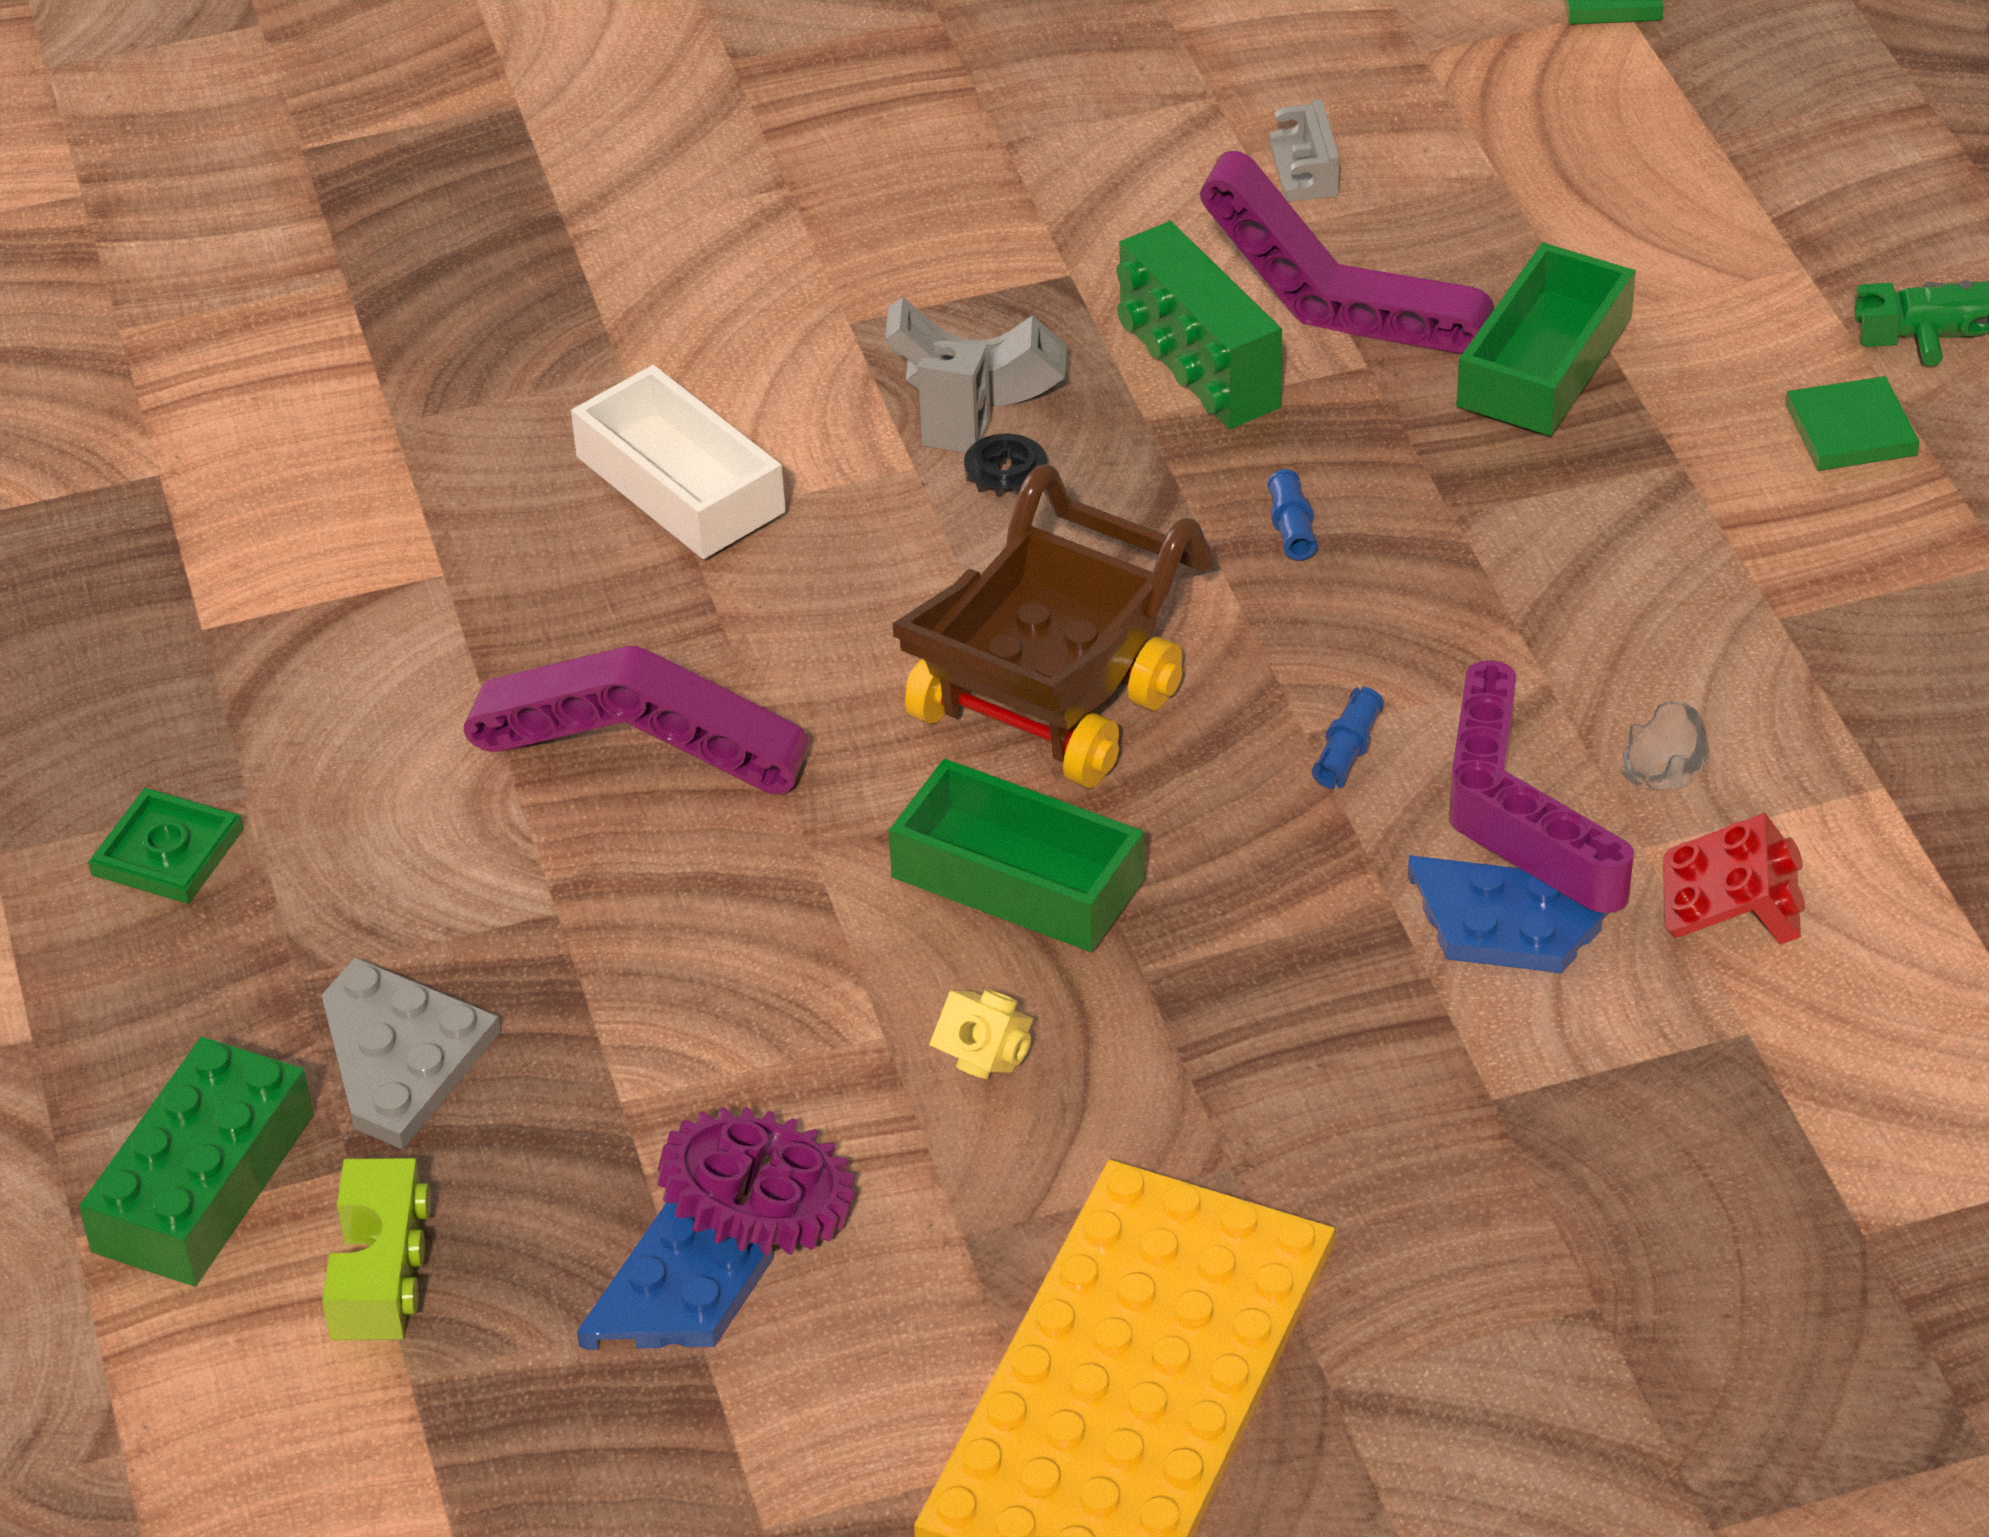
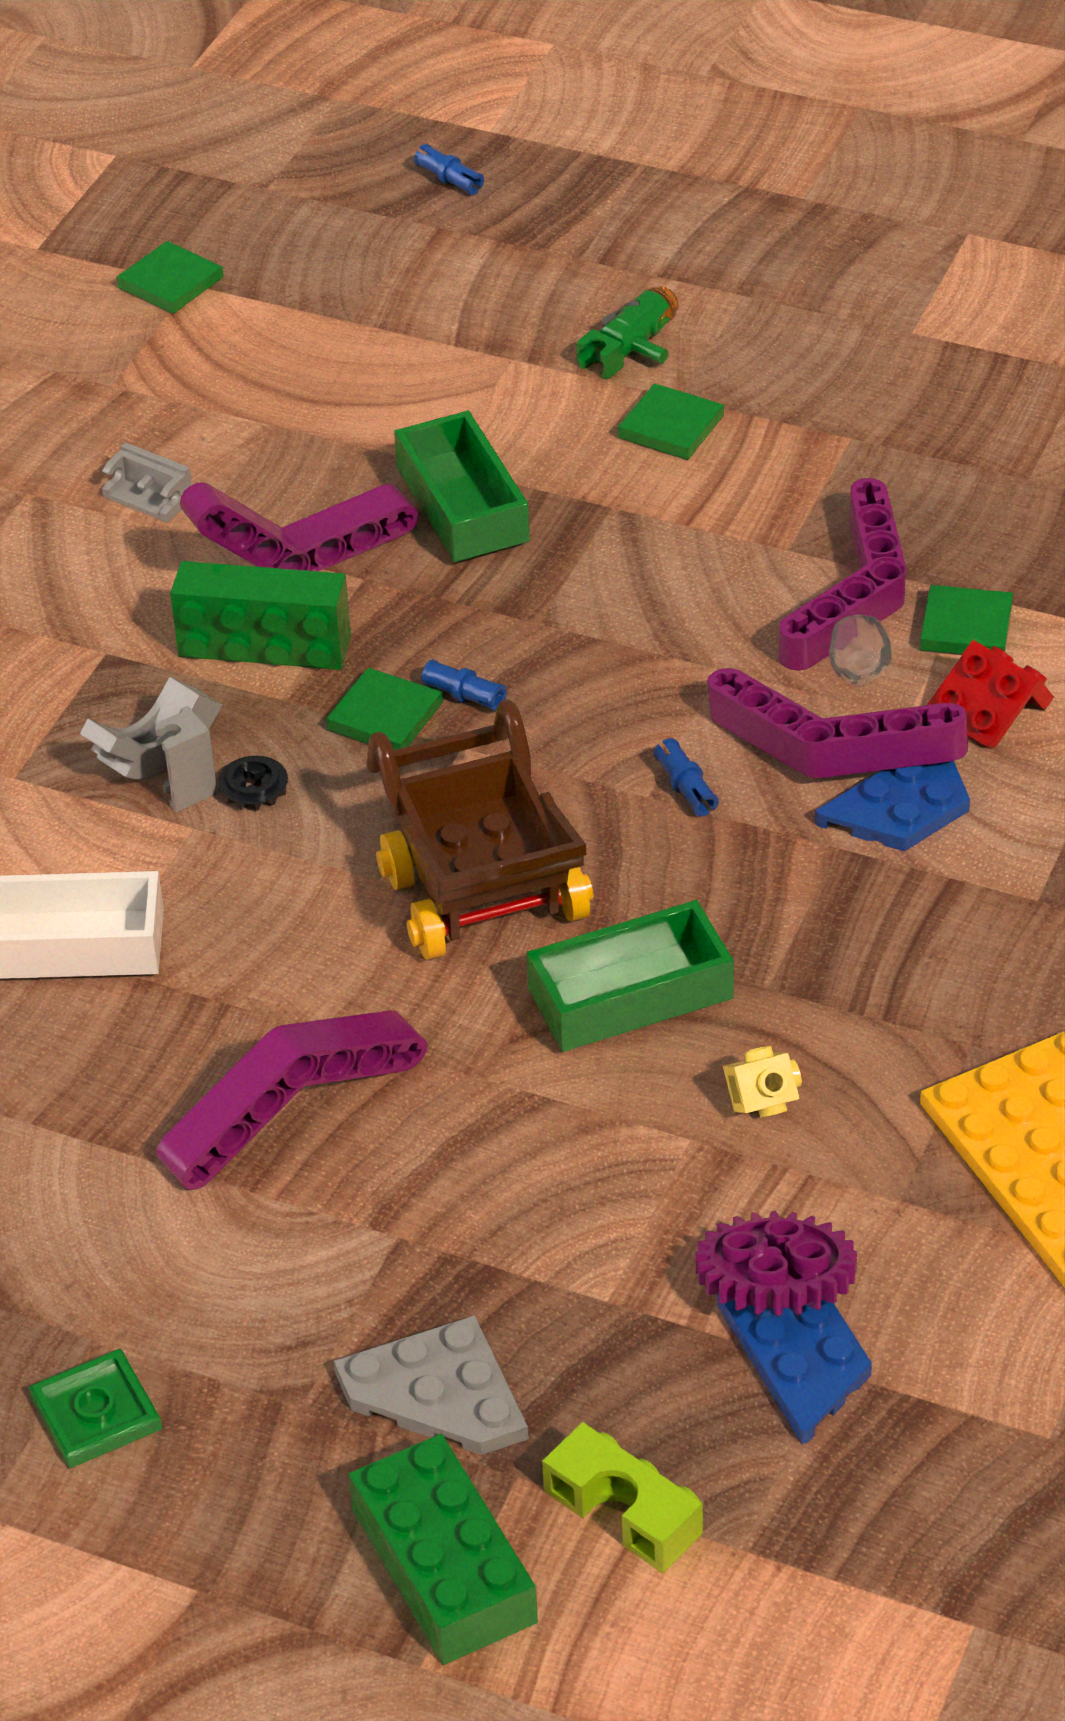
camera: 50 degrees left, 0 degrees up
(1201, 484) = (384, 705): none -> green tile
(1778, 707) = (871, 591): none -> magenta beam
(1831, 806) = (965, 614): none -> green tile

